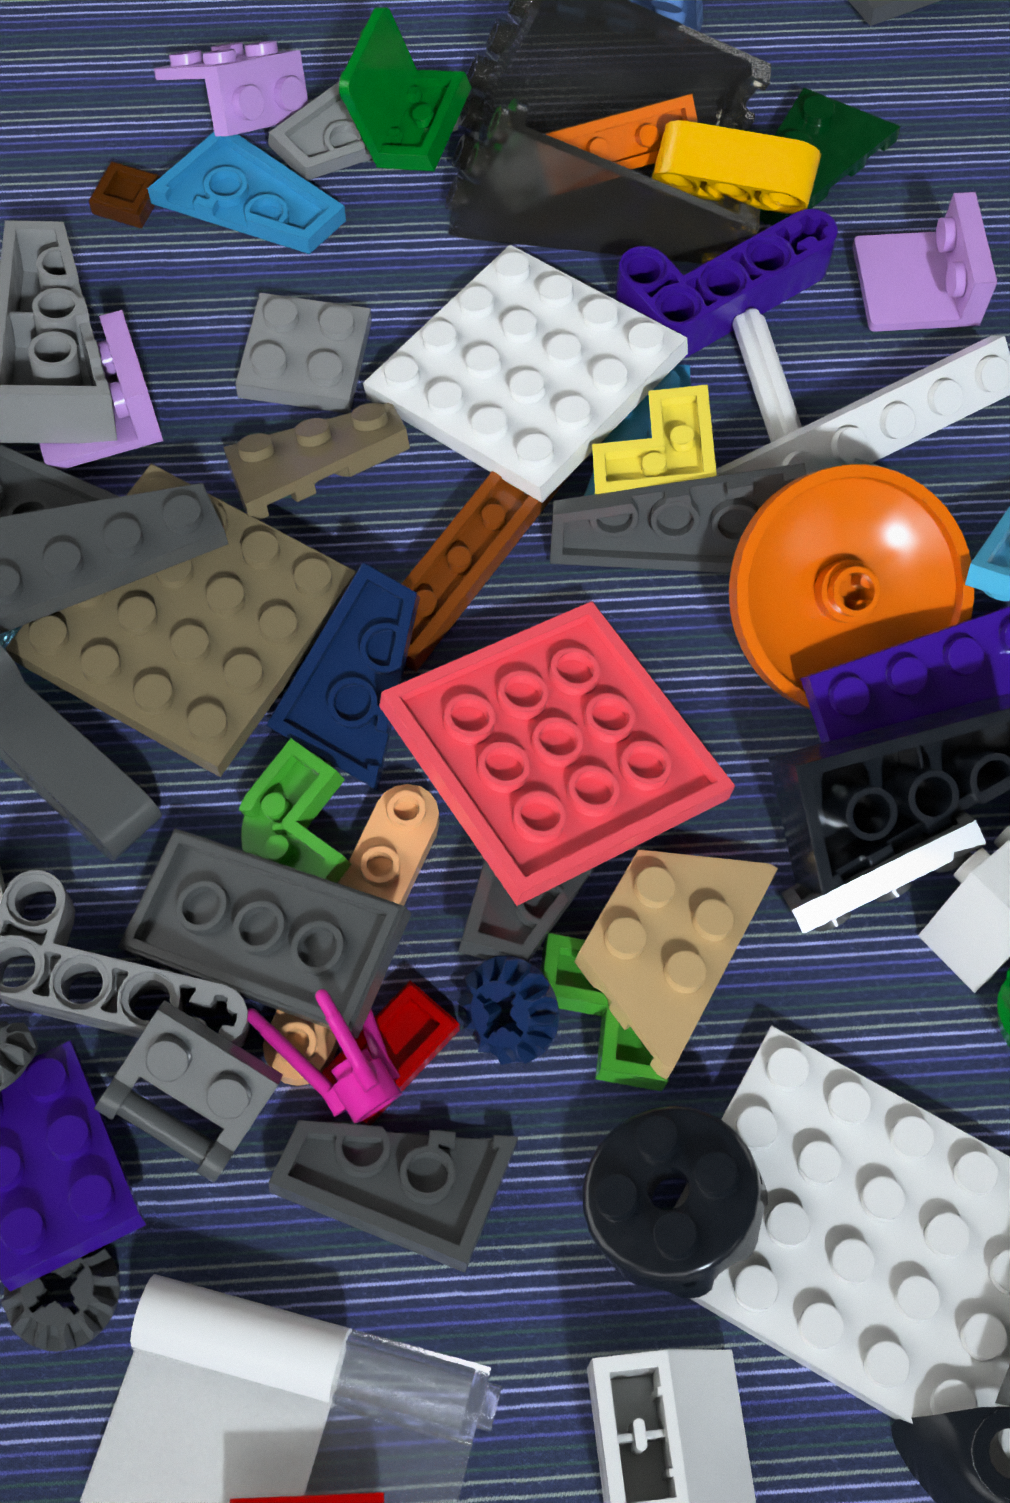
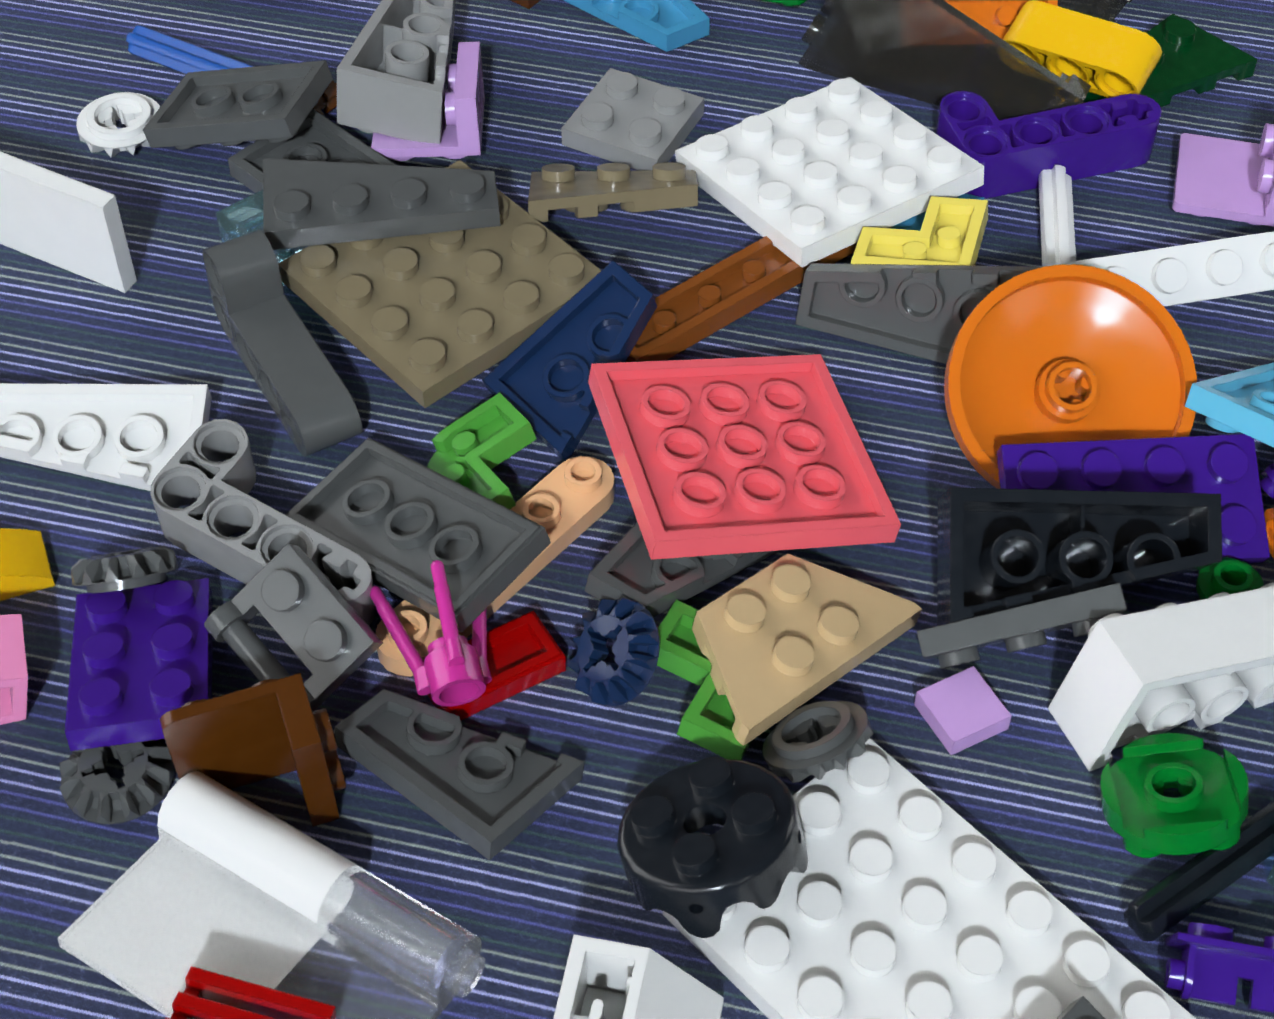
camera: 20 degrees right, 15 degrees down
(208, 1212) = (259, 737): none -> reddish brown bracket
(703, 1056) = (796, 743): none -> dark grey gear
(846, 966) = (962, 710): none -> lavender tile

